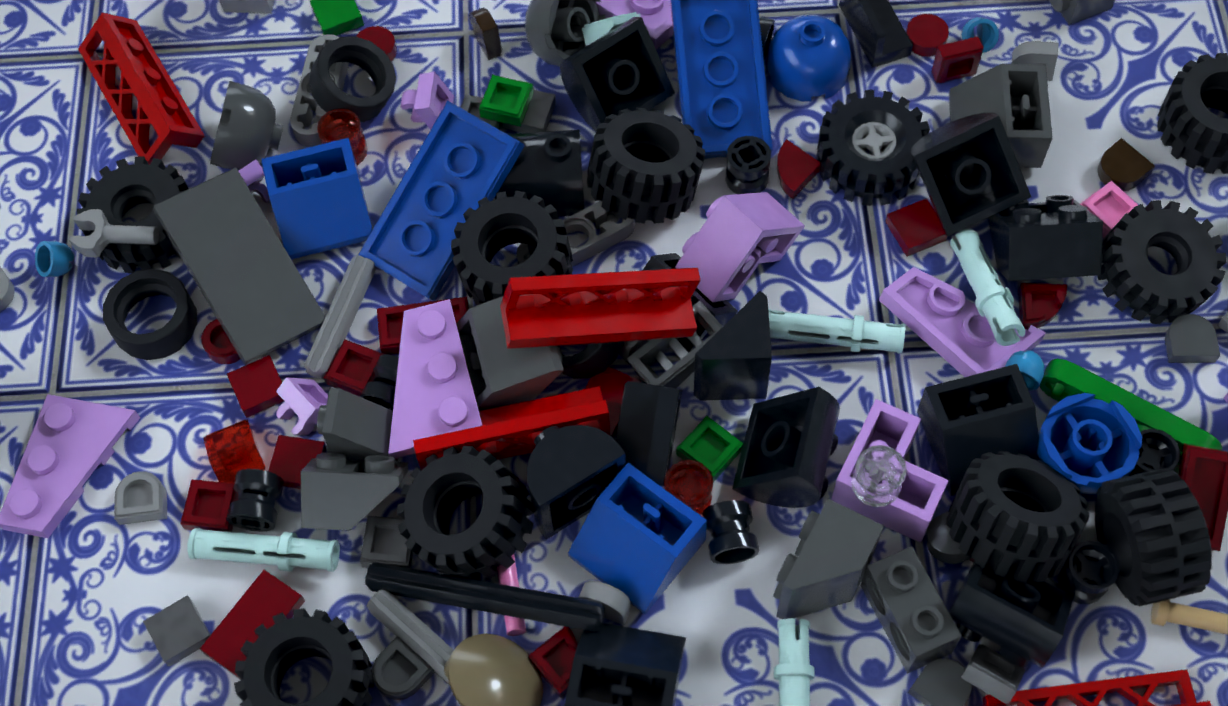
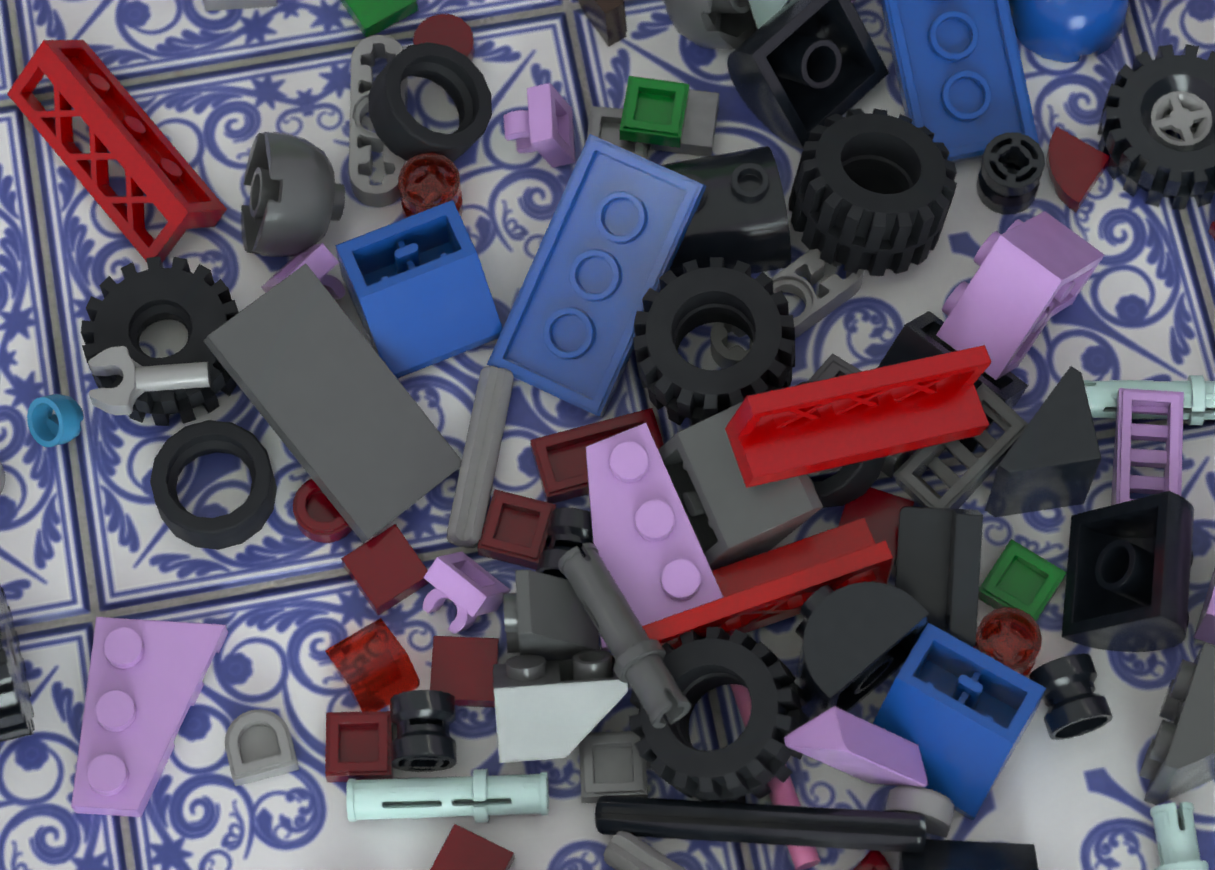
camera: 10 degrees left, 5 degrees up
(405, 459) = (636, 655): none -> dark grey pin
(560, 547) = (859, 749): none -> lavender slope
(823, 330) = (1155, 403): none -> lavender slope

